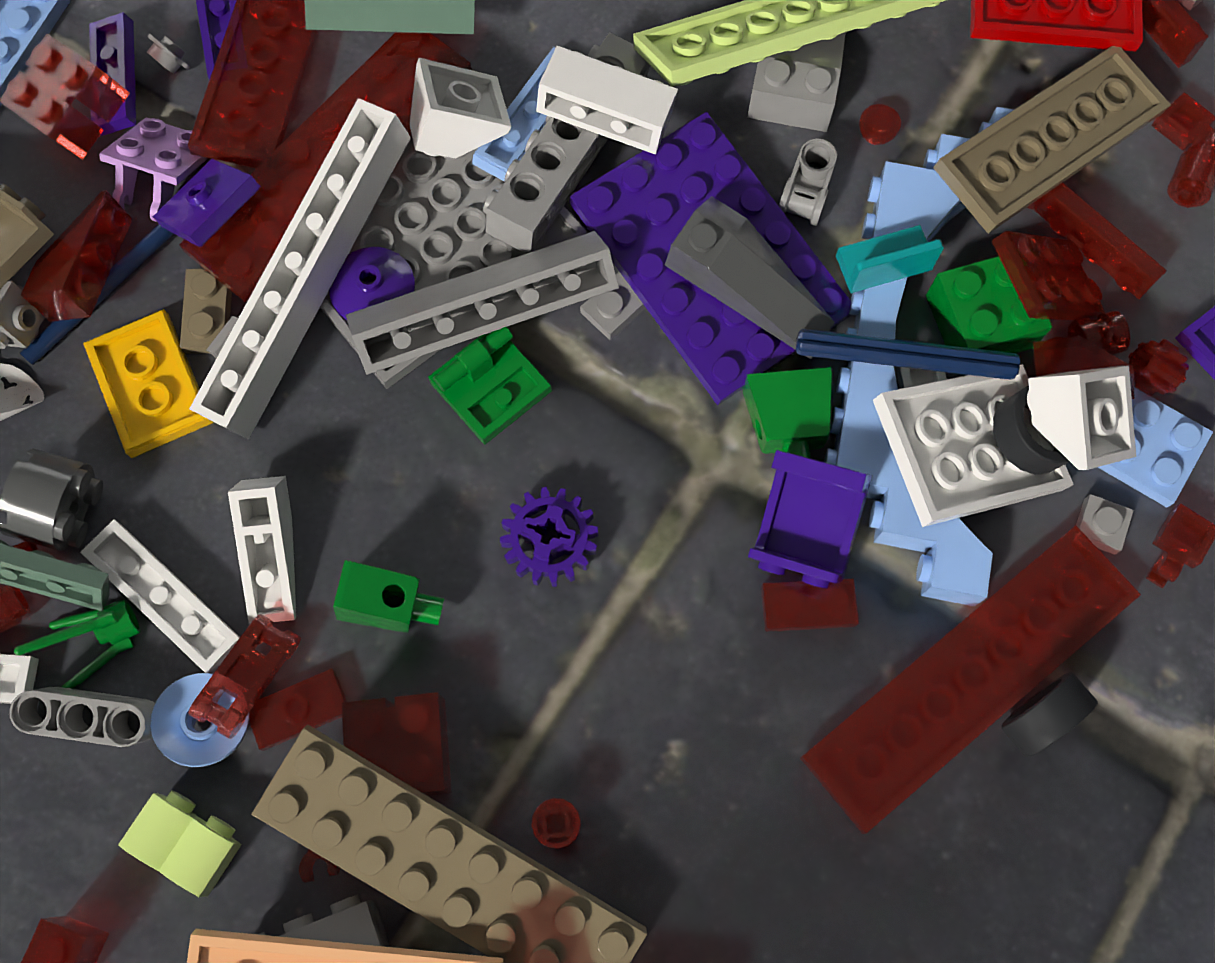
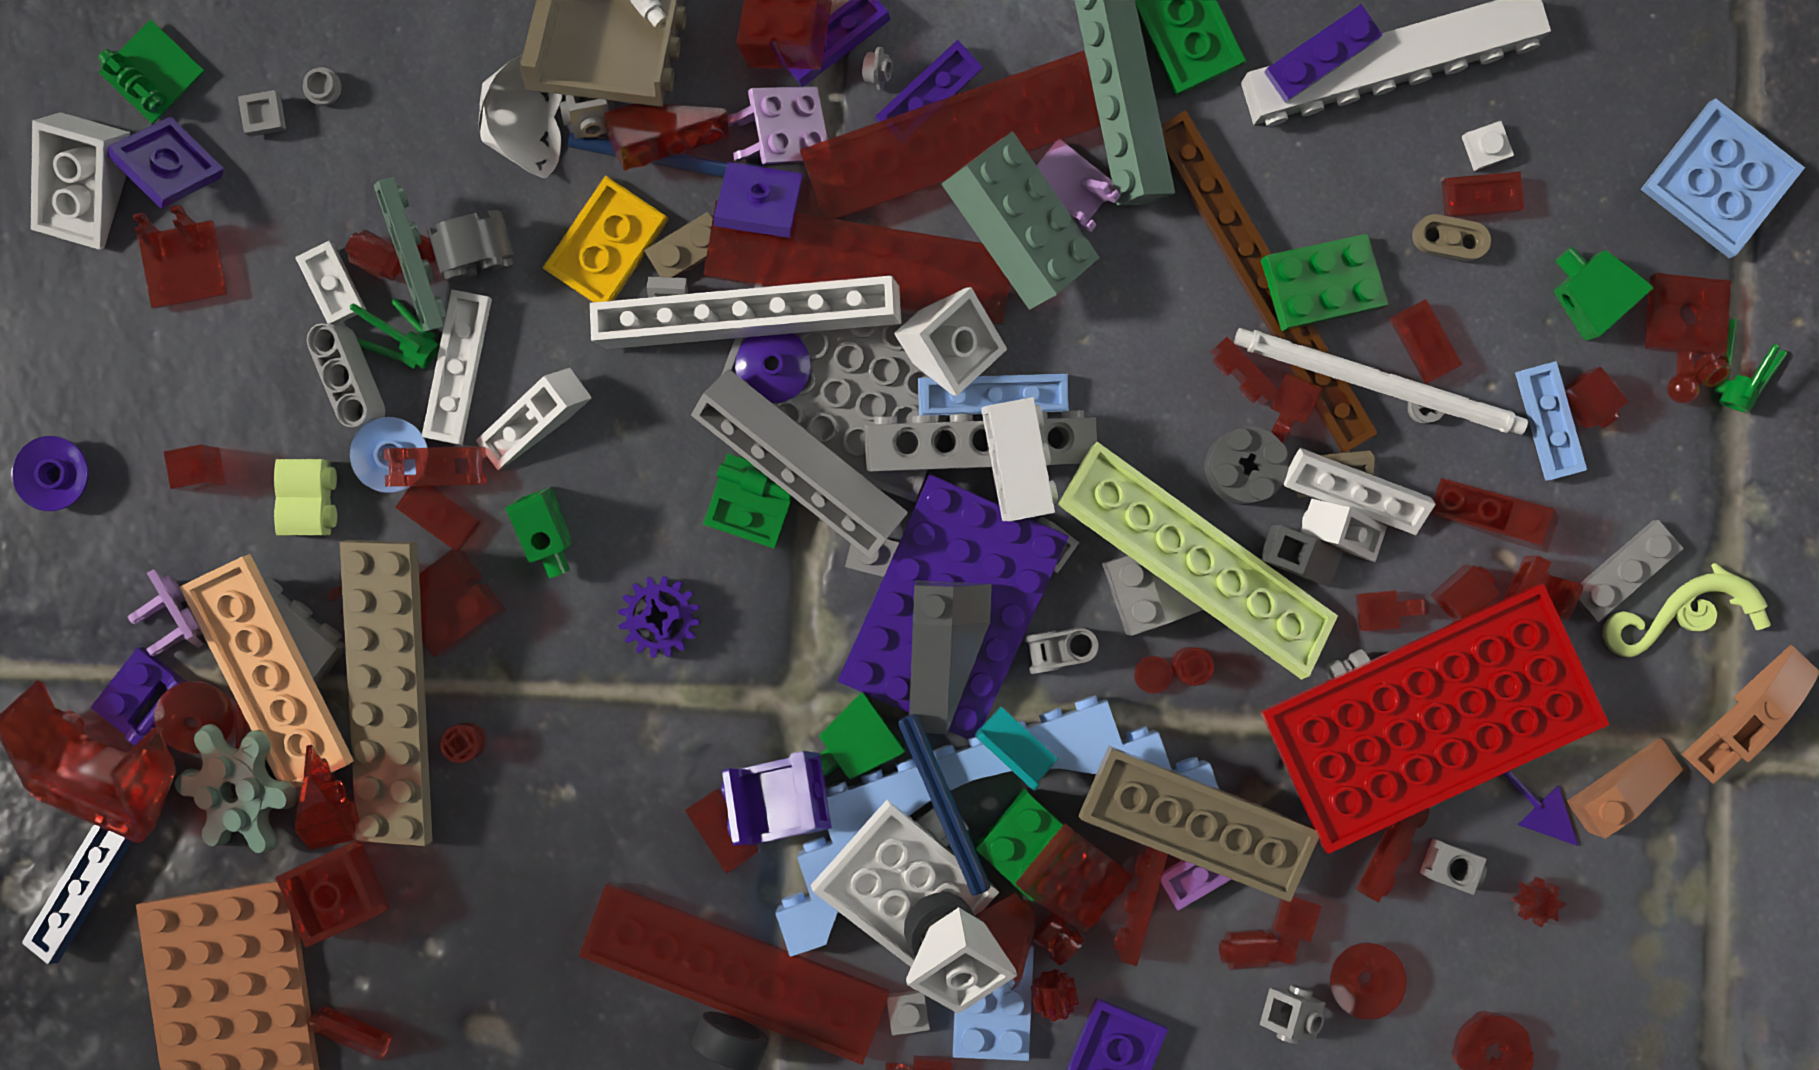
camera: 60 degrees right, 15 degrees up
(892, 81) = (1185, 664): none -> clear red wheel
(1102, 186) = (1189, 882): none -> medium lavender plate

